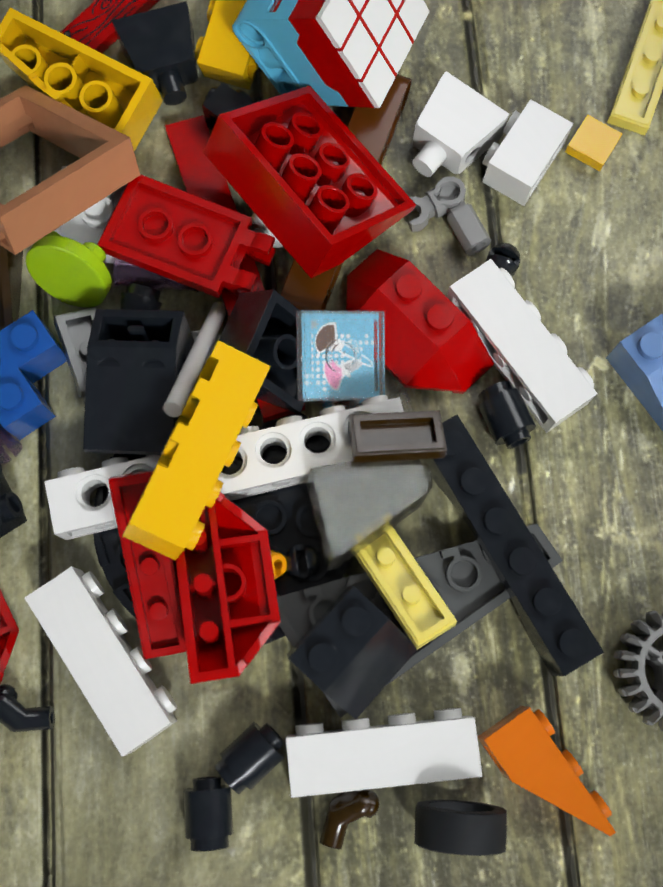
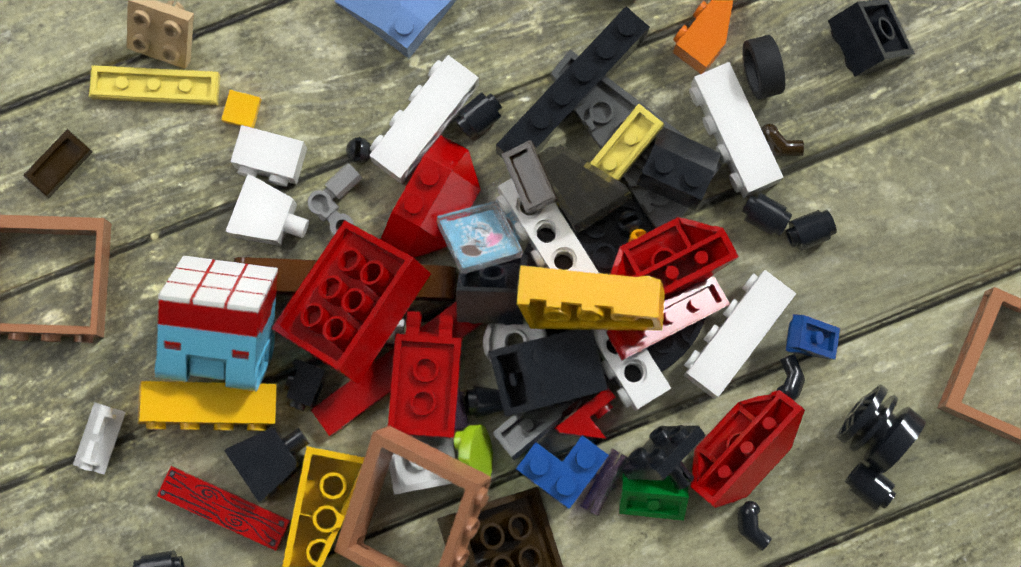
camera: 110 degrees left, 5 degrees up
(59, 760) = (812, 337): none -> blue slope
(65, 417) = (580, 421): none -> red slope
(195, 360) = (516, 335): white bar -> none

